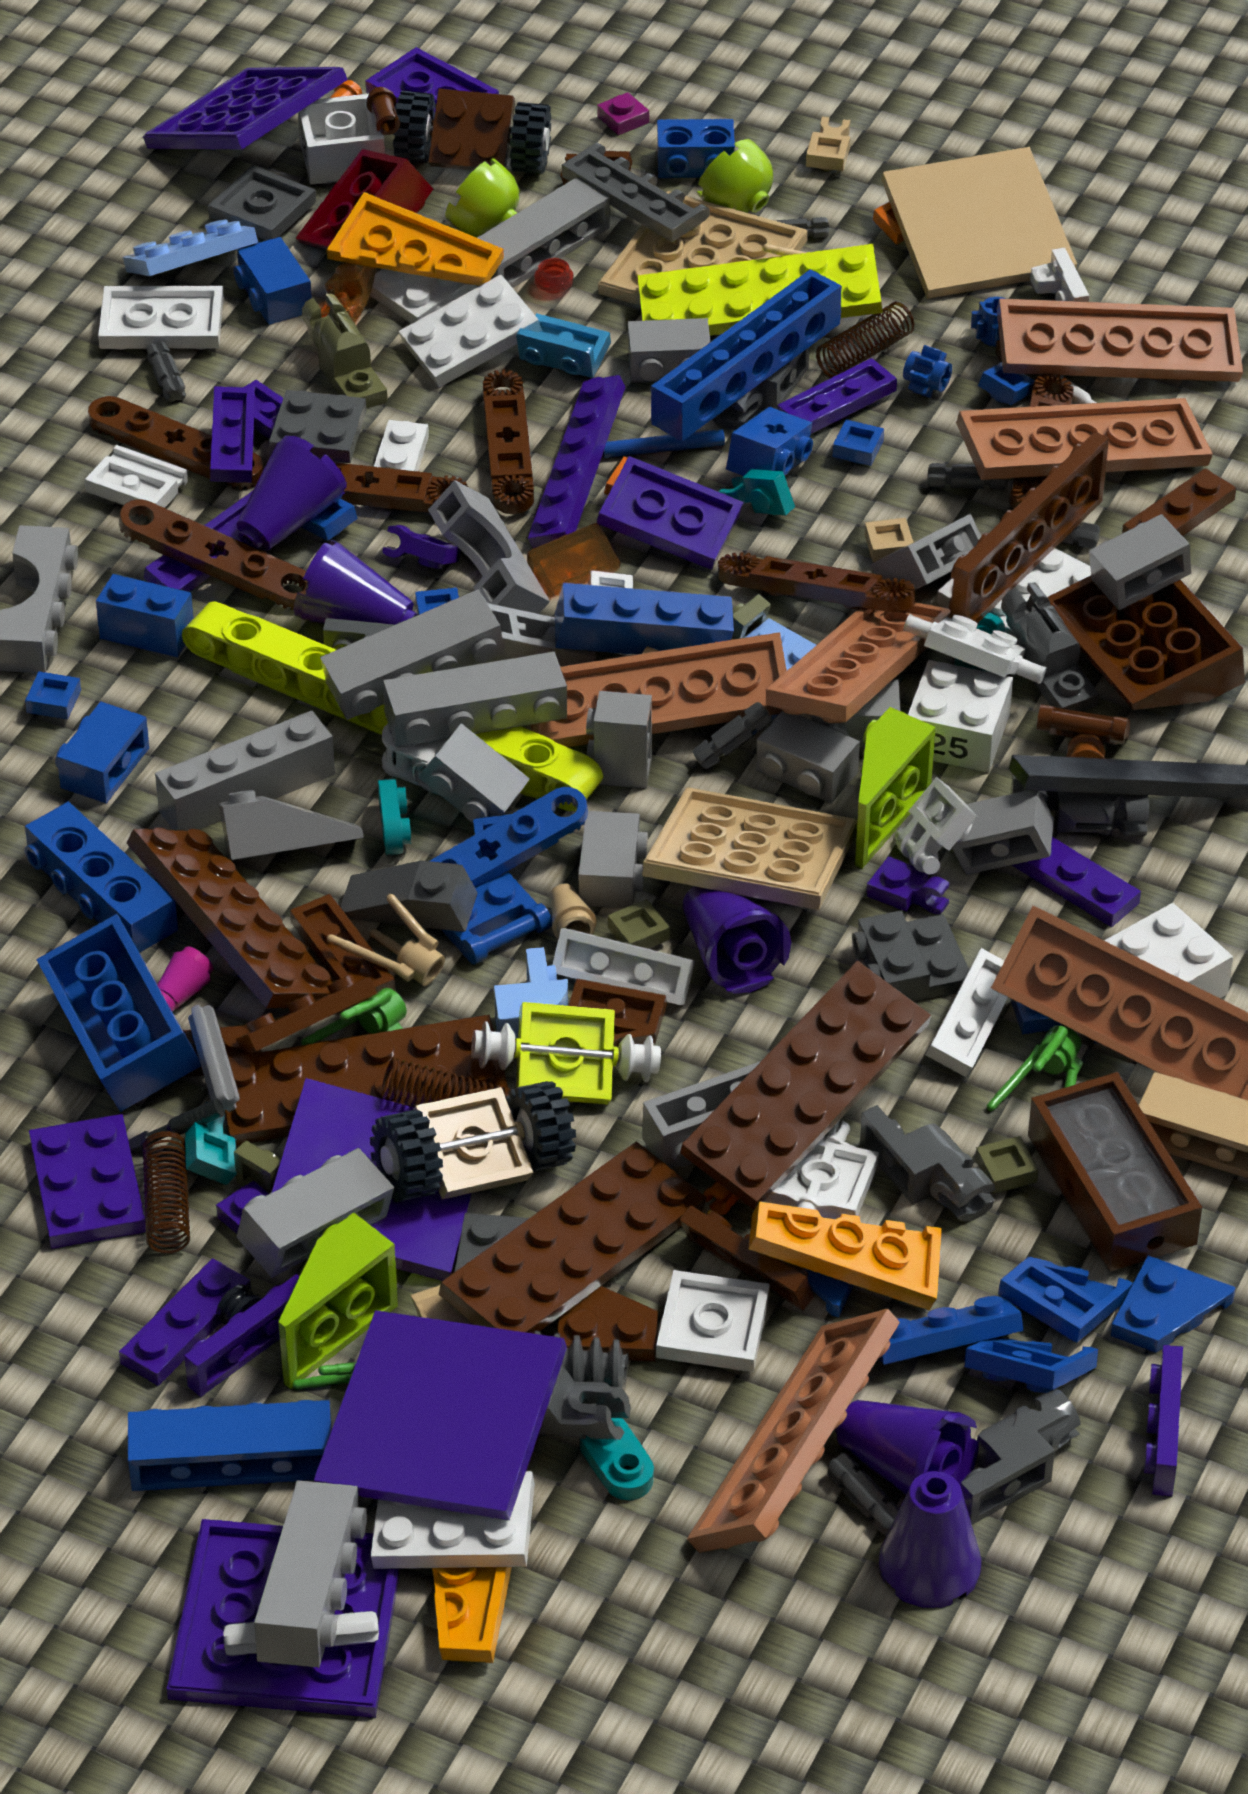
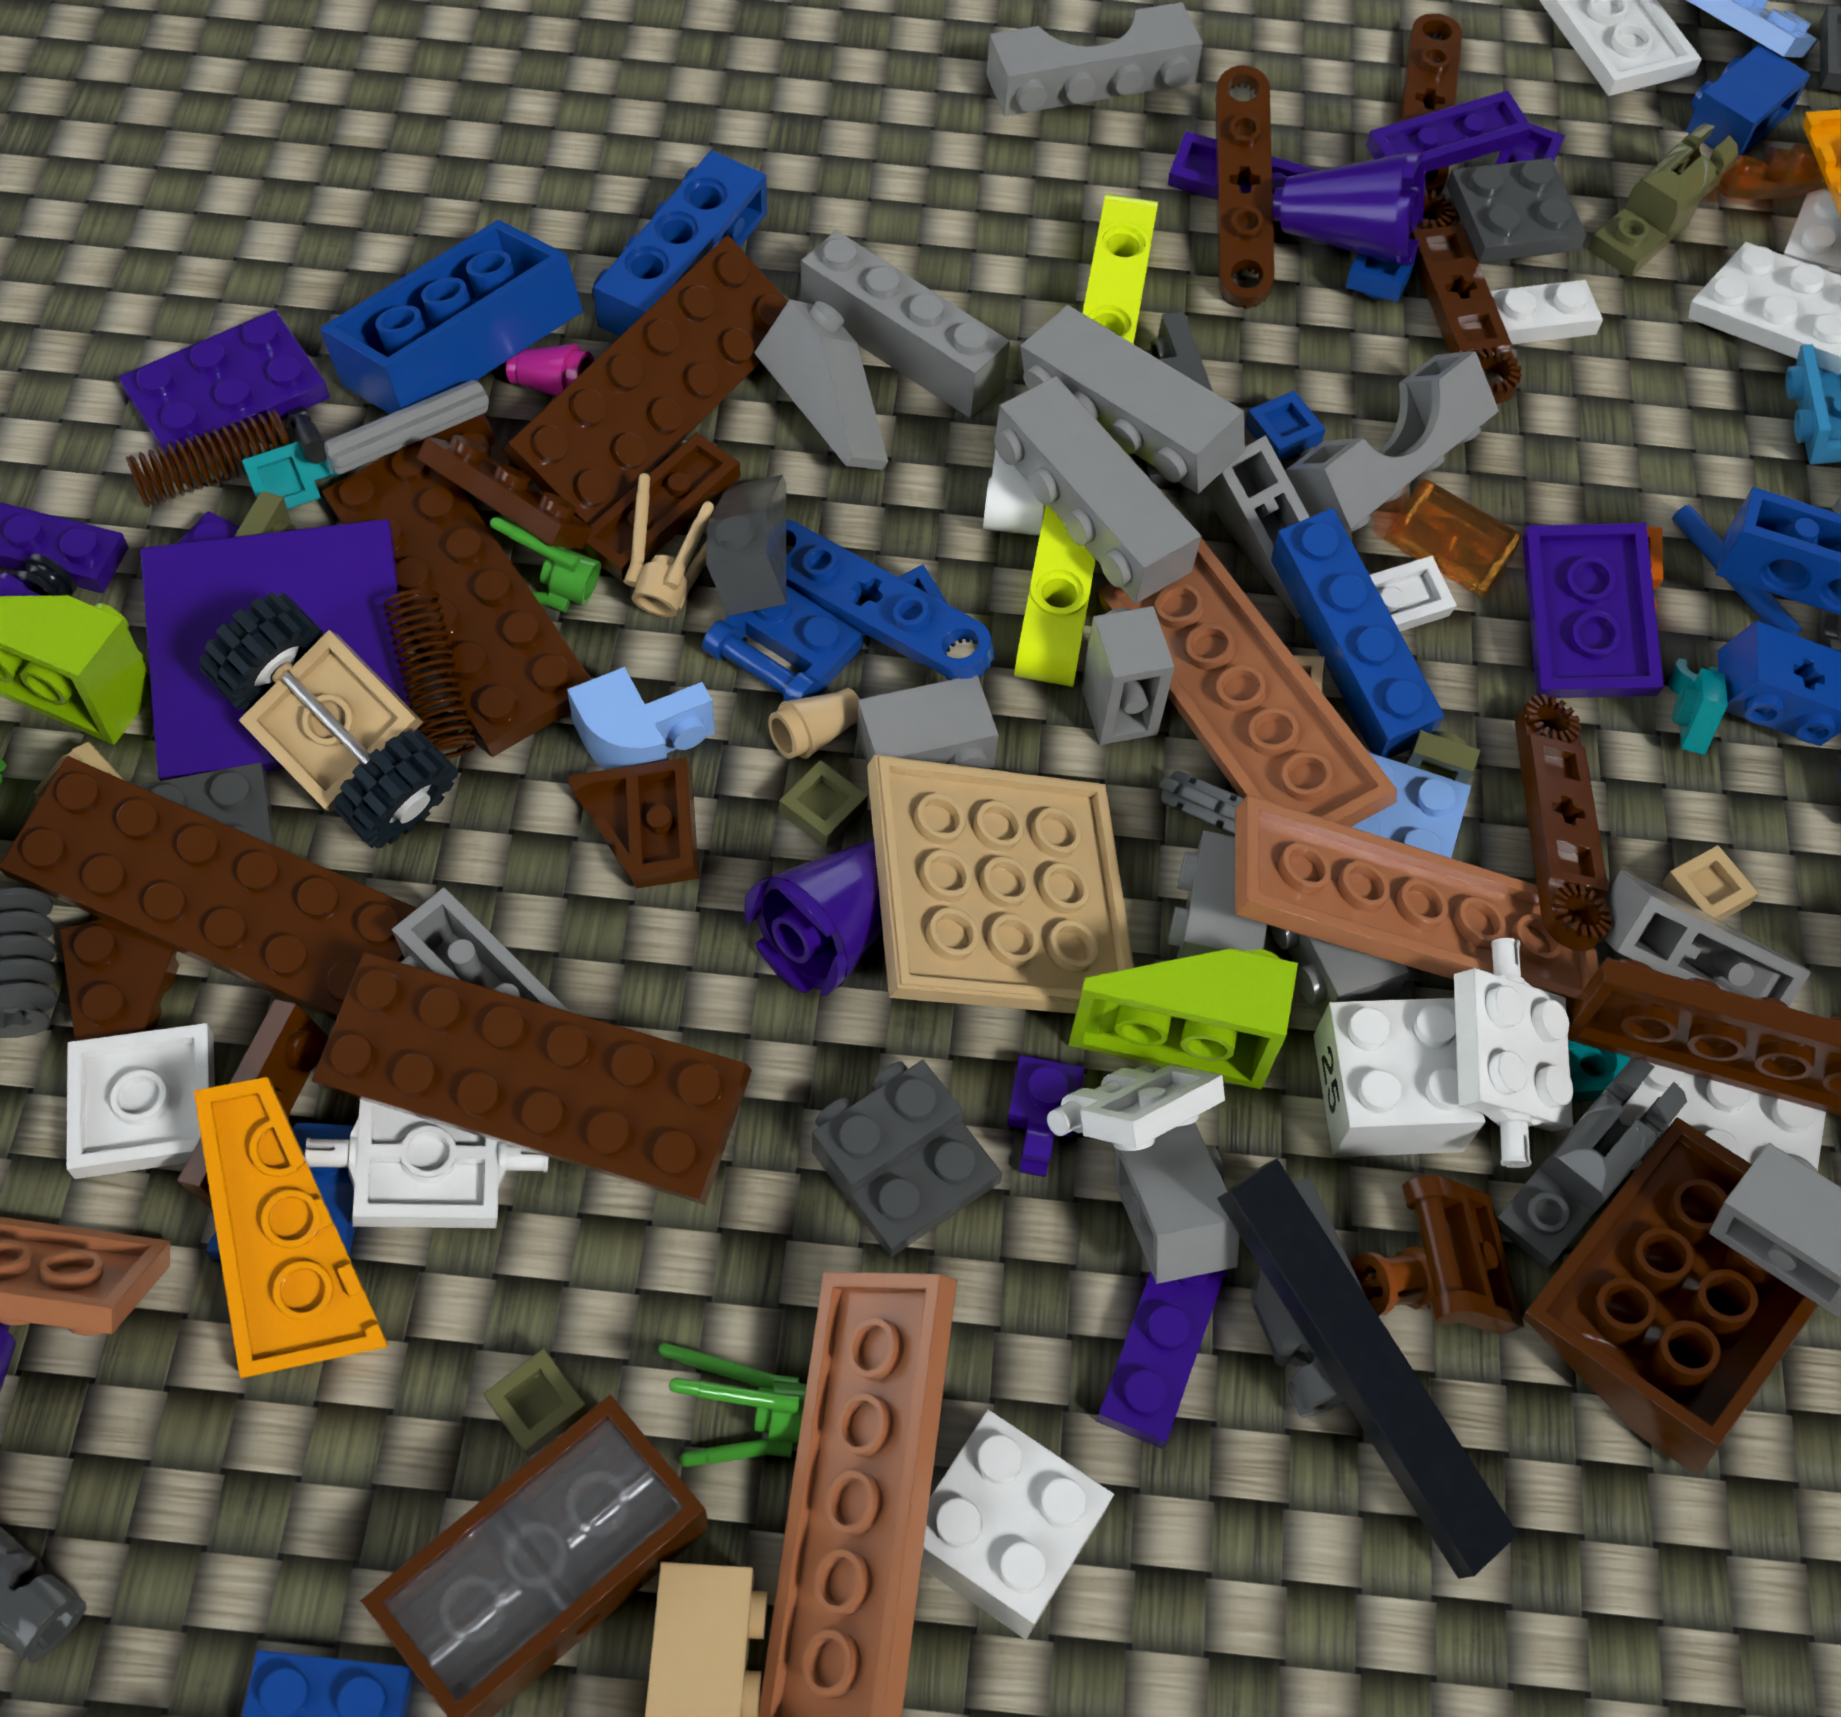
camera: 65 degrees right, 15 degrees up
(53, 695) = (955, 124): blue plate -> none
(102, 752) = (881, 191): blue brick -> none
(135, 476) = (1336, 88): white plate -> none
(144, 615) = (1114, 150): blue brick -> none
(166, 371) = (1536, 61): dark grey axle -> none
(288, 1222) = (147, 582): light grey brick -> none
(348, 590) = (1244, 321): dark purple cone -> none
(395, 829) = (900, 484): teal plate -> none
(431, 550) = (1380, 376): dark purple plate -> none
(473, 776) = (982, 538): light grey brick -> none
(508, 461) = (1595, 420): reddish brown piece -> none
(567, 1048) = (544, 782): neon yellow plate -> none
(577, 460) = (1635, 487): dark purple plate -> none
(622, 965) = (740, 806): white plate -> none
(927, 1165) = (498, 1291): dark grey plate -> none
(953, 1328) = (187, 1410): blue plate -> none
(969, 1016) = (791, 1264): white plate -> none
(1028, 1362) = (143, 1551): blue wing -> none
(1062, 1296) = (296, 1562): blue wing -> none

